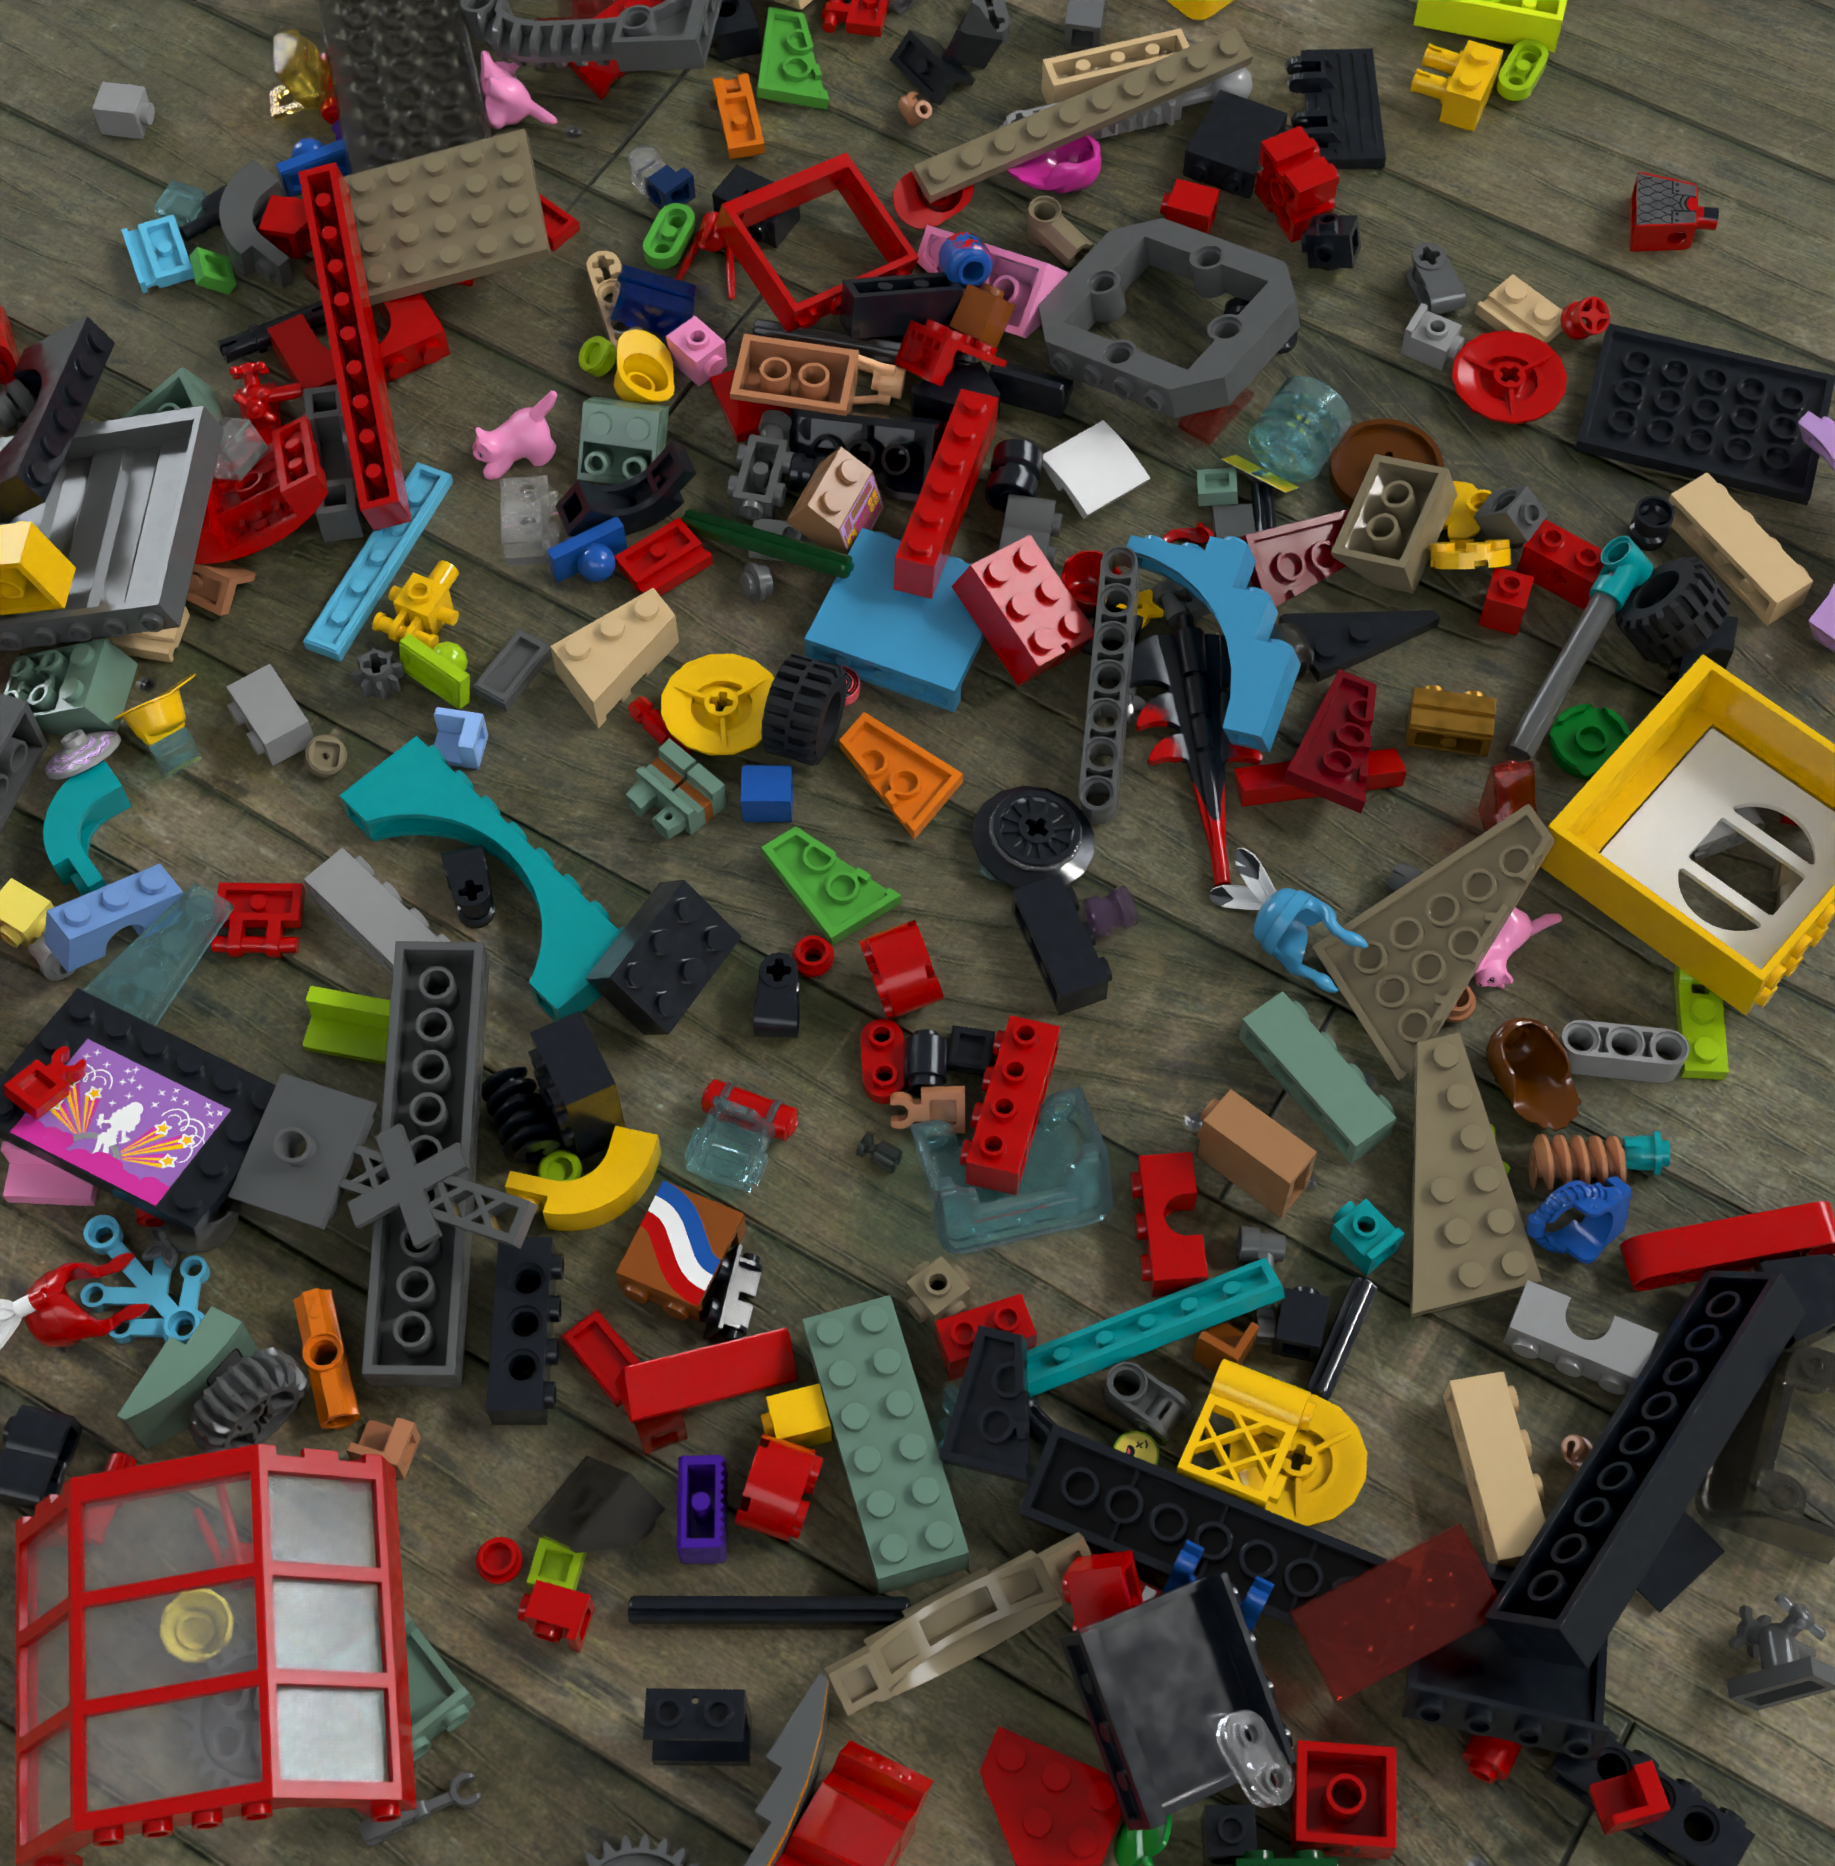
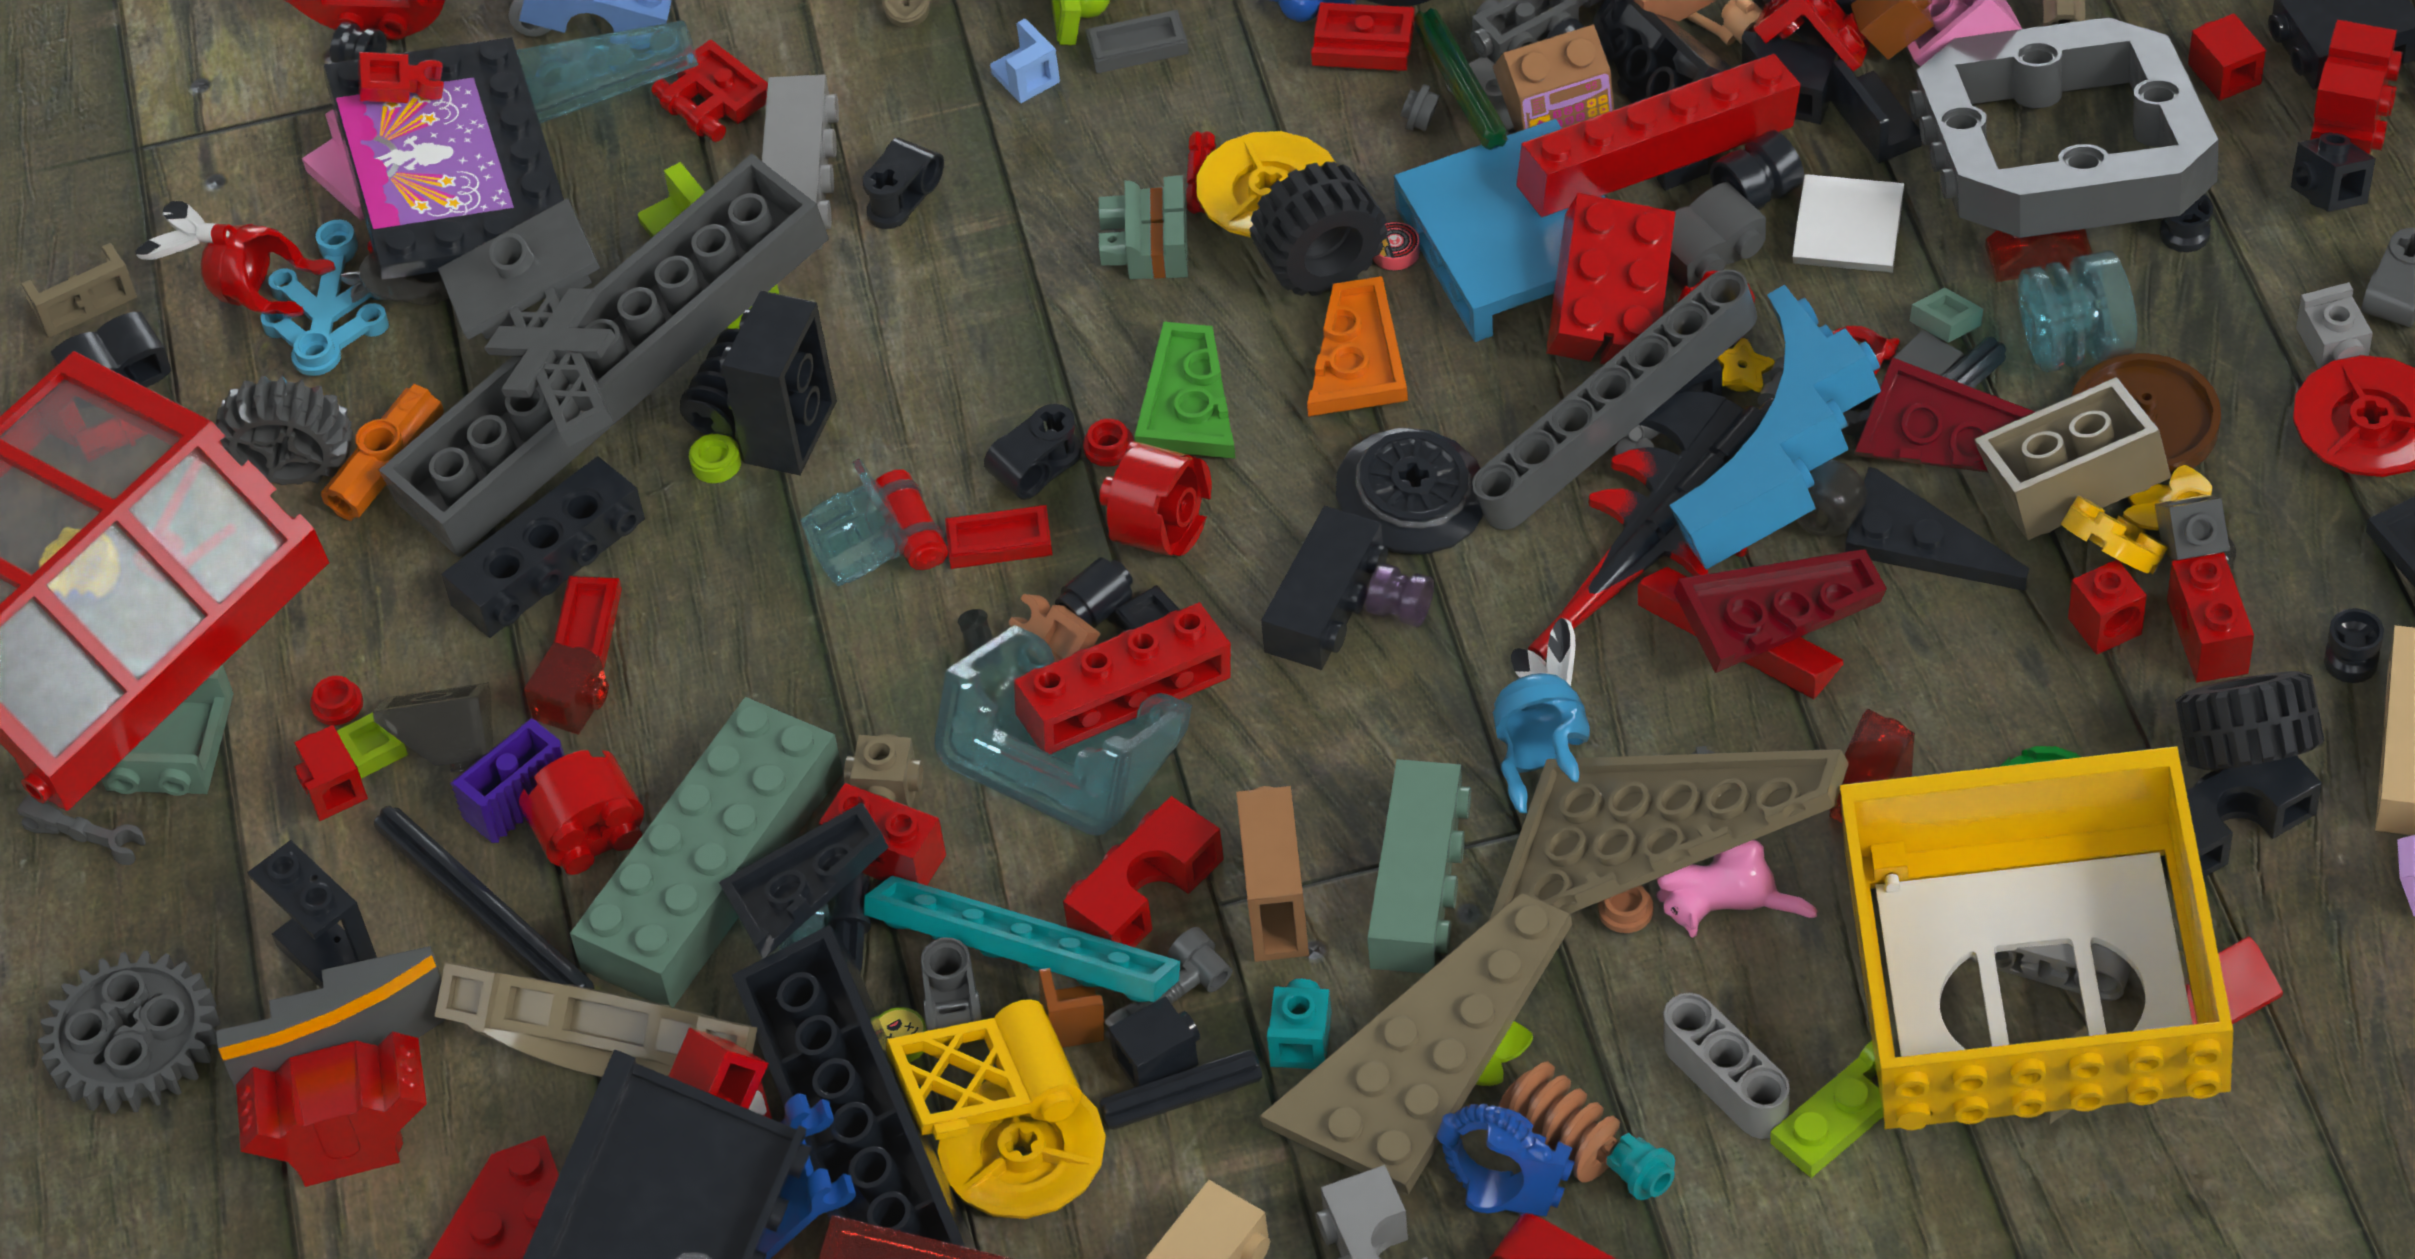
camera: 50 degrees right, 10 degrees down
(179, 1376) = (224, 364): sand green slope -> none
(393, 1442) = (354, 556): nougat panel -> none
(423, 796) = (926, 289): teal arch -> none
(600, 1194) = (726, 493): yellow arch -> none
(615, 652) = (1229, 80): tan wedge -> none
(663, 958) = (970, 341): black brick -> none
(679, 1251) = (725, 576): panel -> none
(706, 1375) = (628, 680): red slope -> none
(724, 1310) = (712, 656): black hinge -> none
(767, 793) = (1221, 284): blue panel -> none
(798, 1417) = (658, 772): yellow brick -> none
(812, 1073) = (998, 536): none -> red tile
(882, 1058) = (1066, 562): red plate -> none
(1260, 473) = (2005, 333): yellow sticker -> none
(1450, 721) = (1920, 670): pearl gold brick -> none
(1533, 1073) = (1613, 1012): reddish brown hair -> none
(1622, 571) = (2241, 647): dark grey piece -> none

